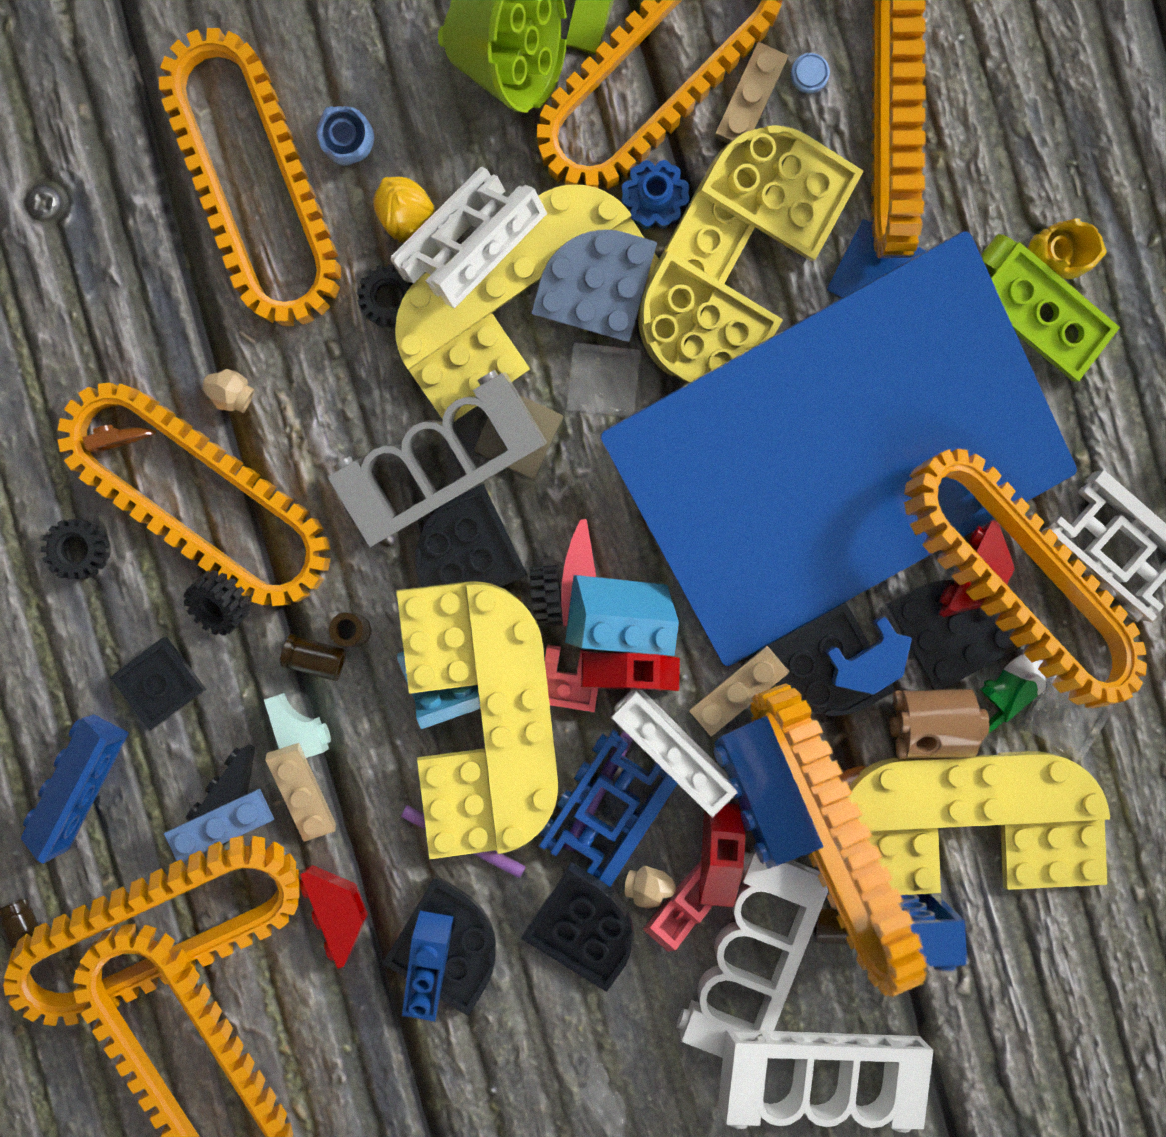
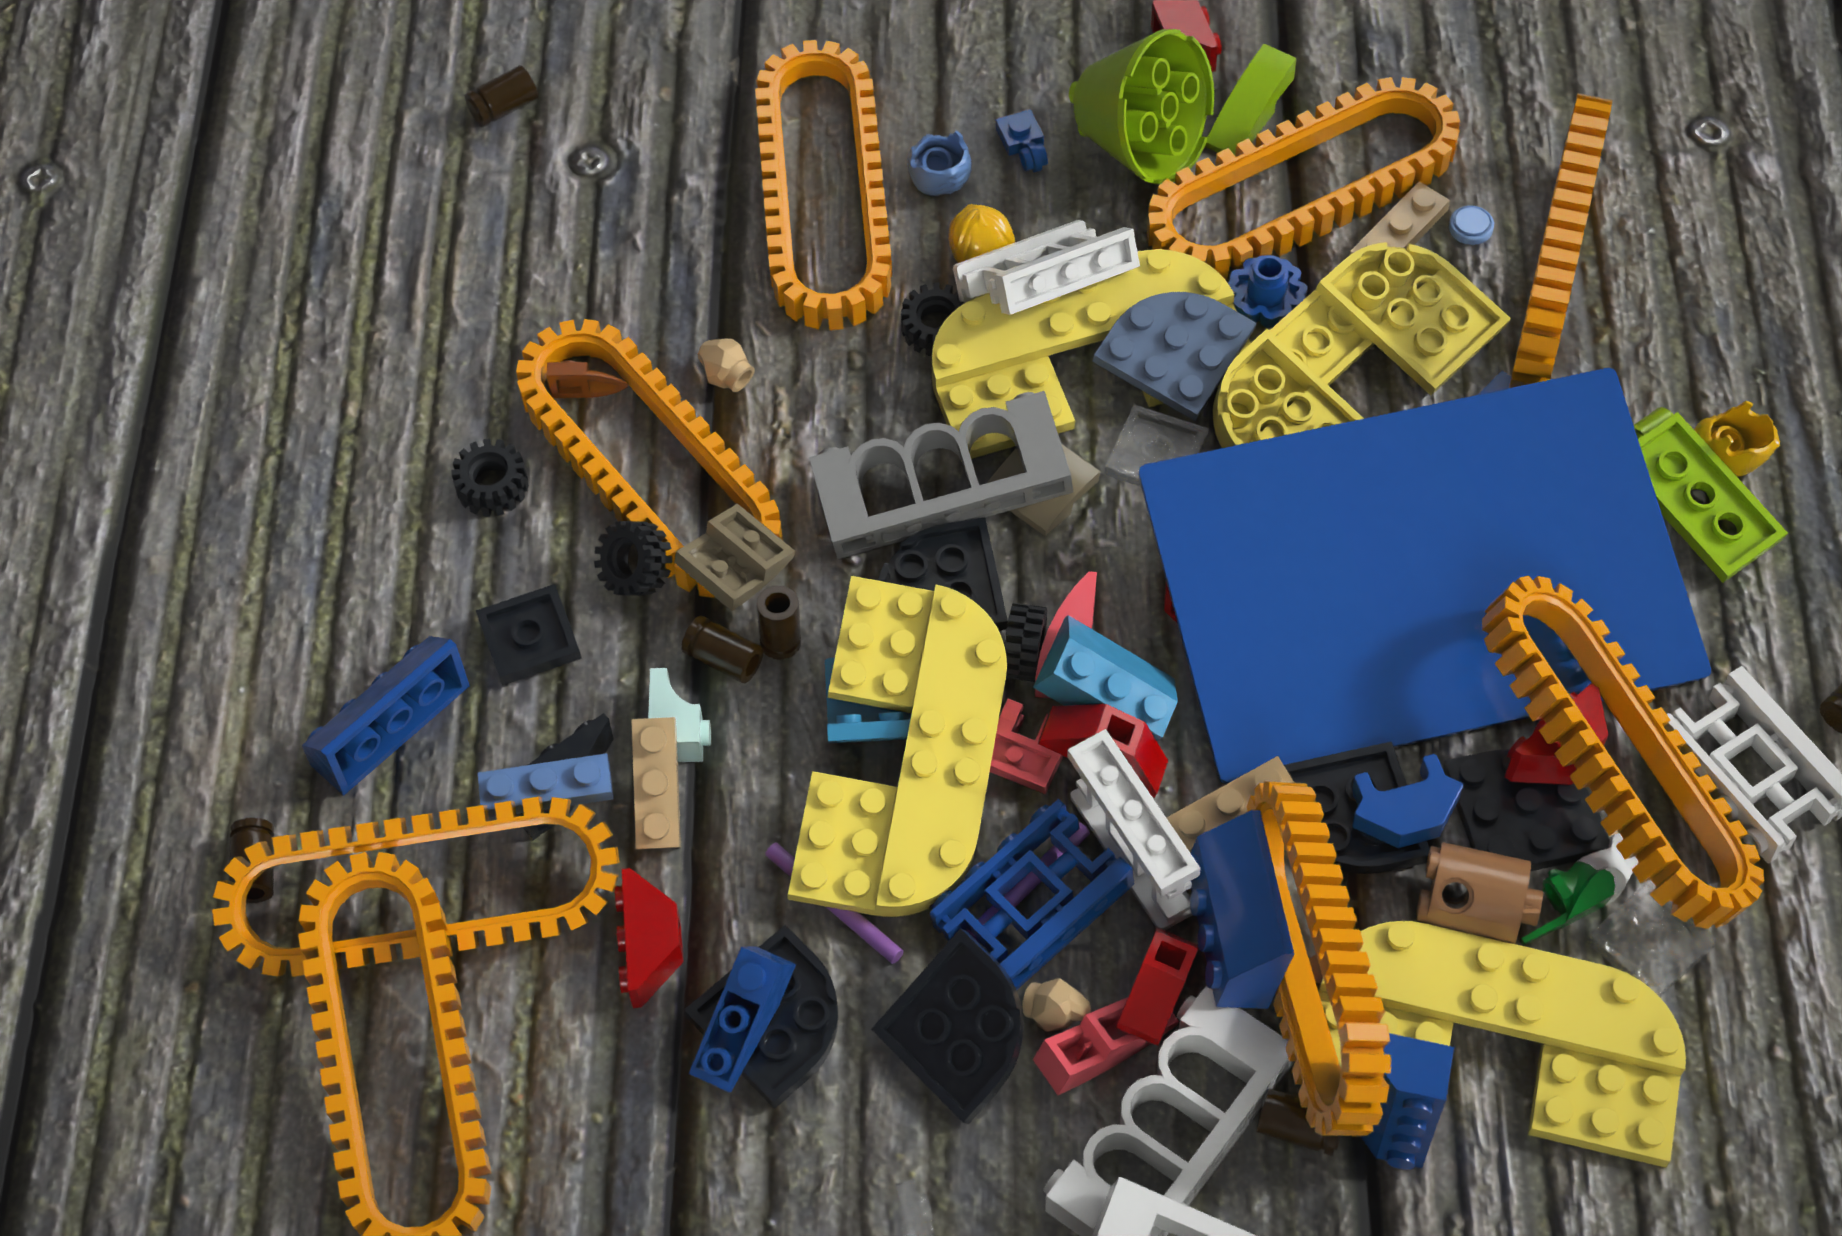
camera: 20 degrees right, 30 degrees down
(297, 584) = (734, 557): none -> dark tan slope
(406, 78) = (1023, 136): none -> blue plate

